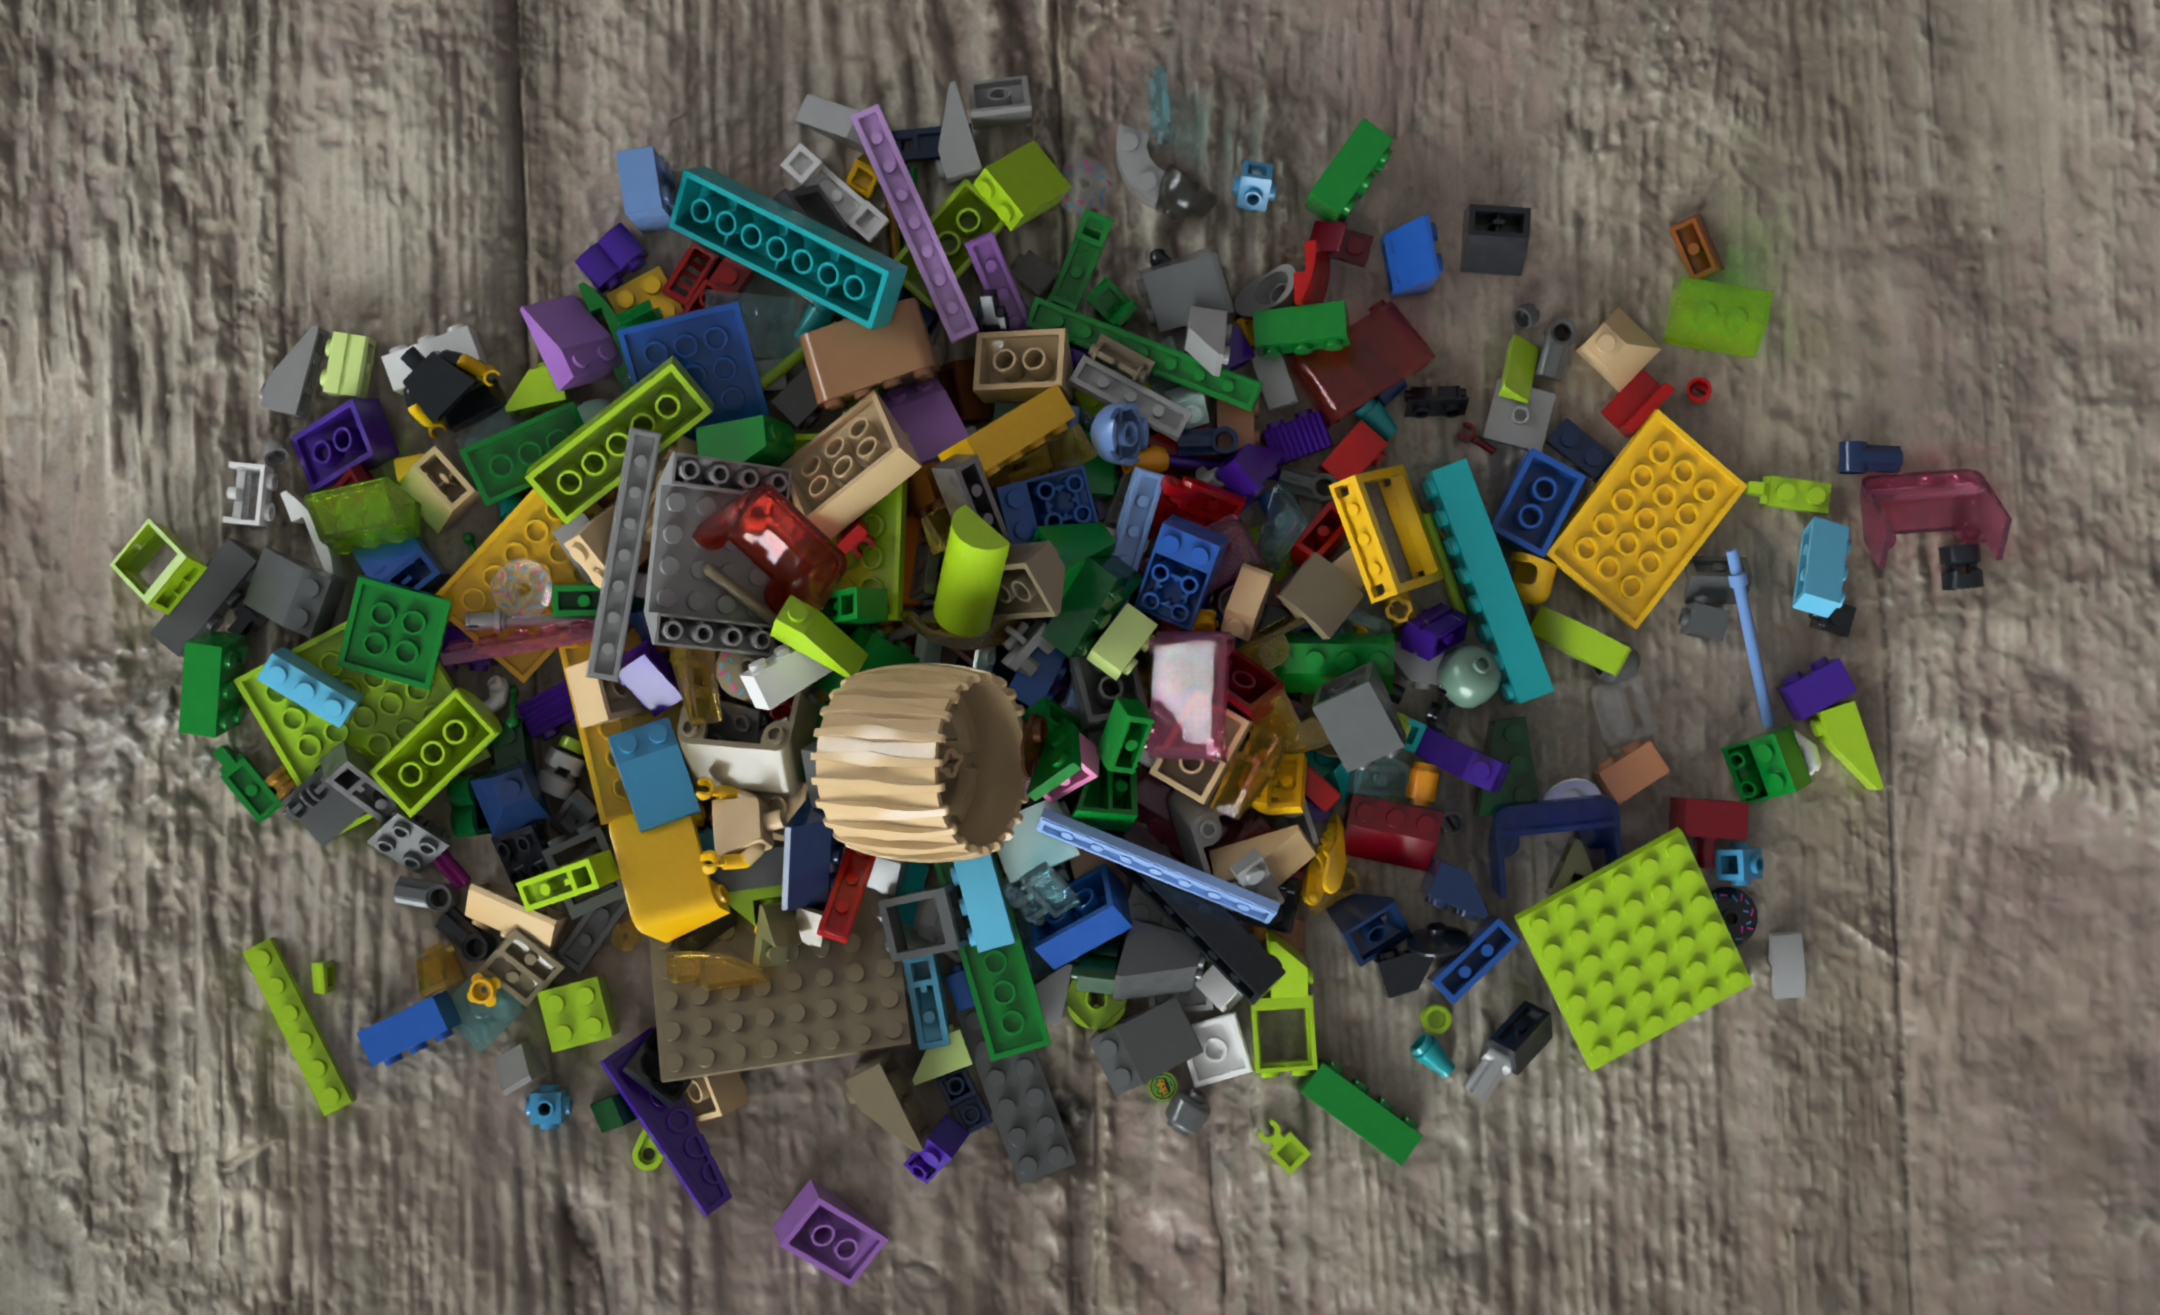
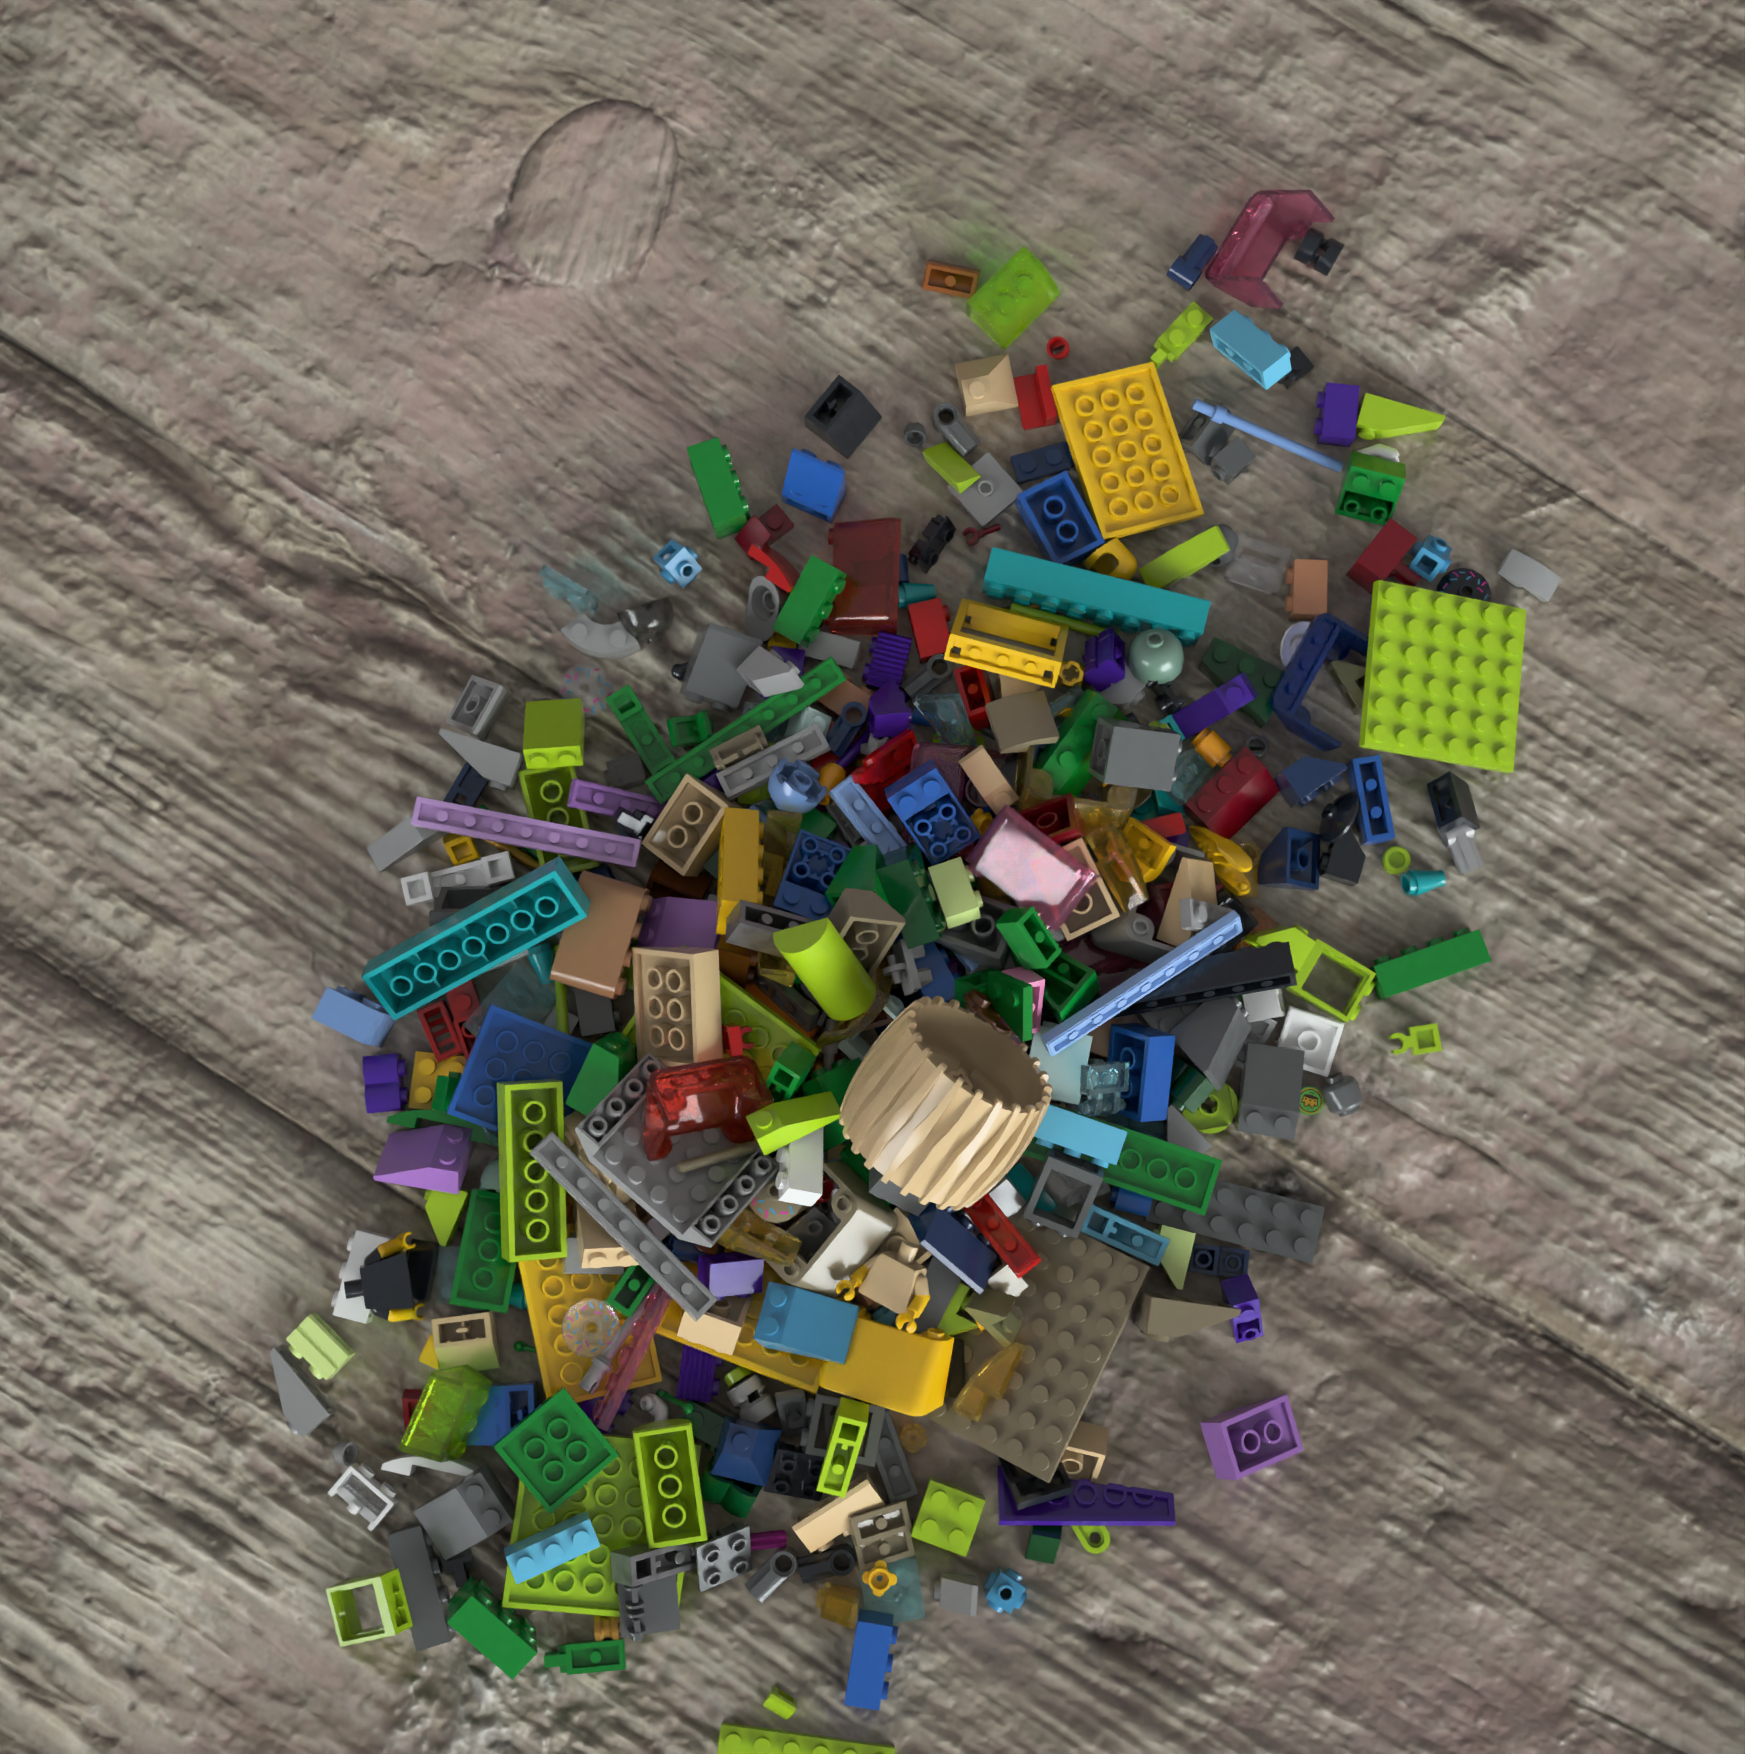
camera: 55 degrees left, 5 degrees down
(342, 439) = (375, 1392): dark purple slope -> none

